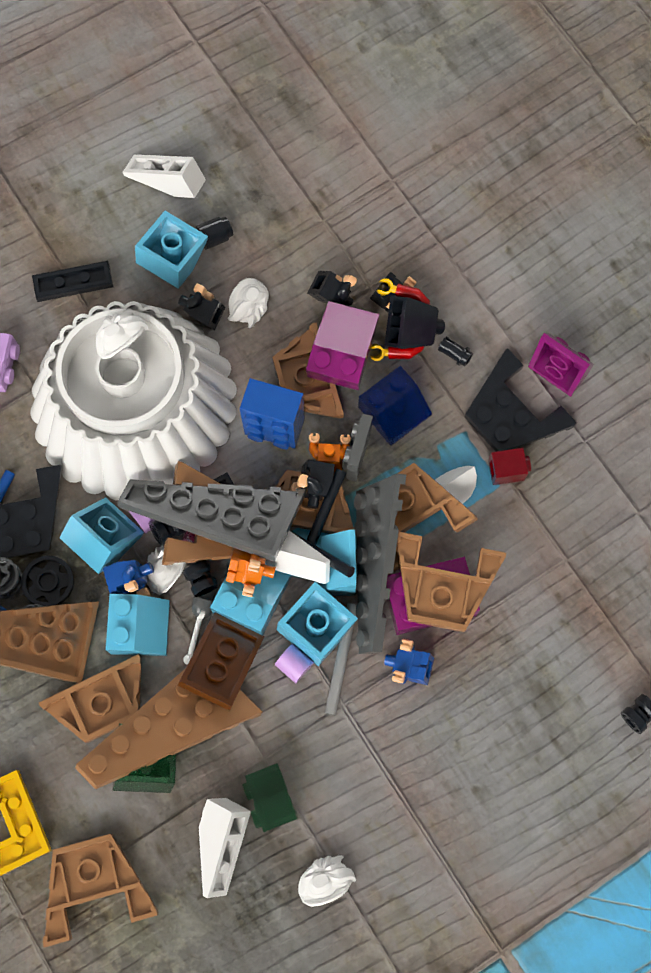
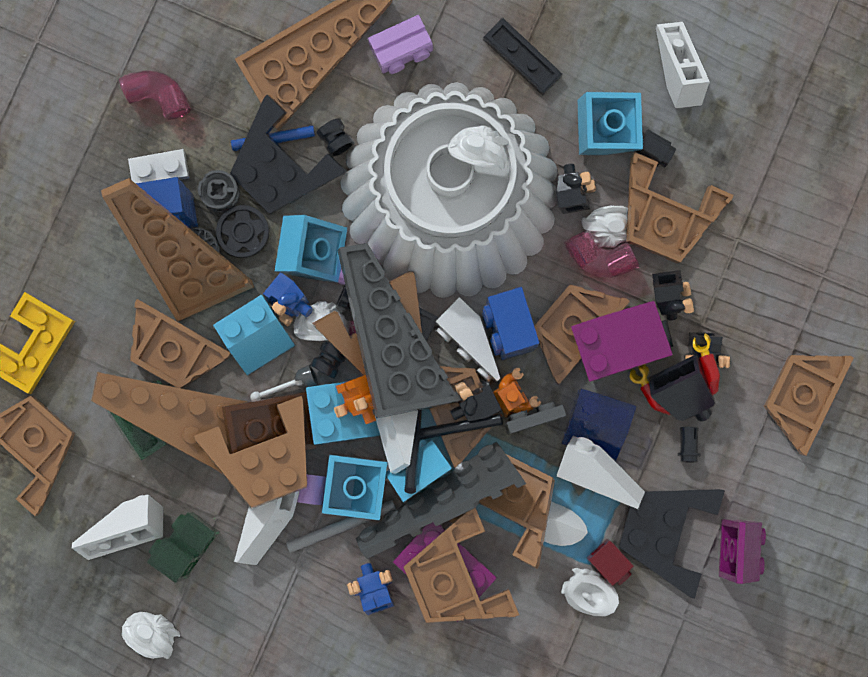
camera: 60 degrees right, 10 degrees up
(27, 457) = (335, 137): none -> black wheel
(254, 680) = (268, 468): none -> medium nougat wing
(255, 457) = (467, 332): none -> white slope
(271, 324) = (600, 261): none -> clear pink cylinder
(272, 263) = (664, 224): none -> medium nougat wing
(292, 710) = (263, 527): none -> white slope
(426, 430) = (595, 470): none -> white slope
(474, 247) = (805, 395): none -> medium nougat wing
(523, 497) = (590, 593): none -> white hat

